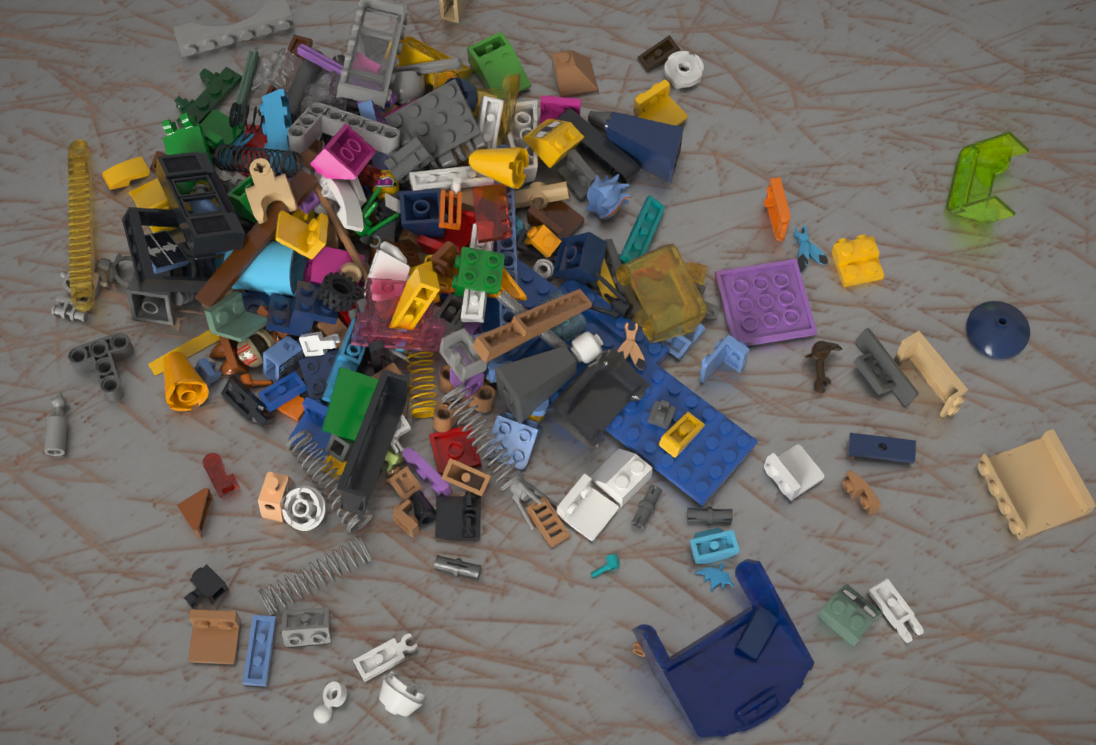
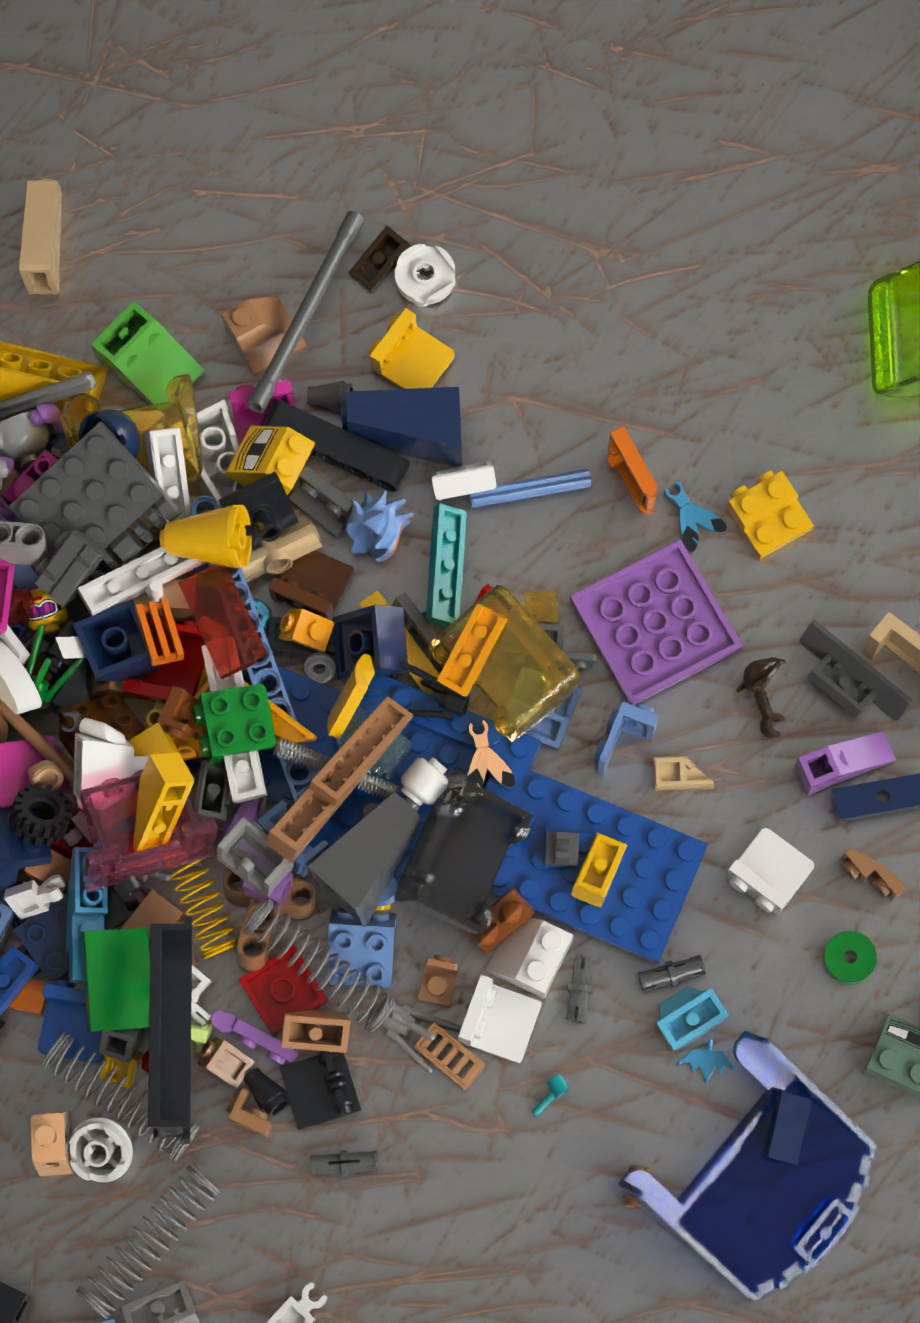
camera: 15 degrees left, 10 degrees up
(426, 76) = (49, 414): none -> medium lavender arm
(541, 162) = (266, 506): none -> black tile
(556, 474) = (438, 981): none -> medium nougat bracket
(557, 279) = (350, 696): none -> yellow slope
(564, 97) = (266, 386): none -> dark grey piece
(611, 447) = (508, 915): none -> dark orange tile
(642, 274) = (472, 649): none -> light orange hinge
(669, 188) = (463, 480): none -> white slope
(710, 205) = (532, 488): none -> medium blue axle
(752, 397) = (678, 774): none -> tan tile
(835, 532) = (854, 943): none -> green piece
(861, 417) = (843, 761): none -> medium lavender slope

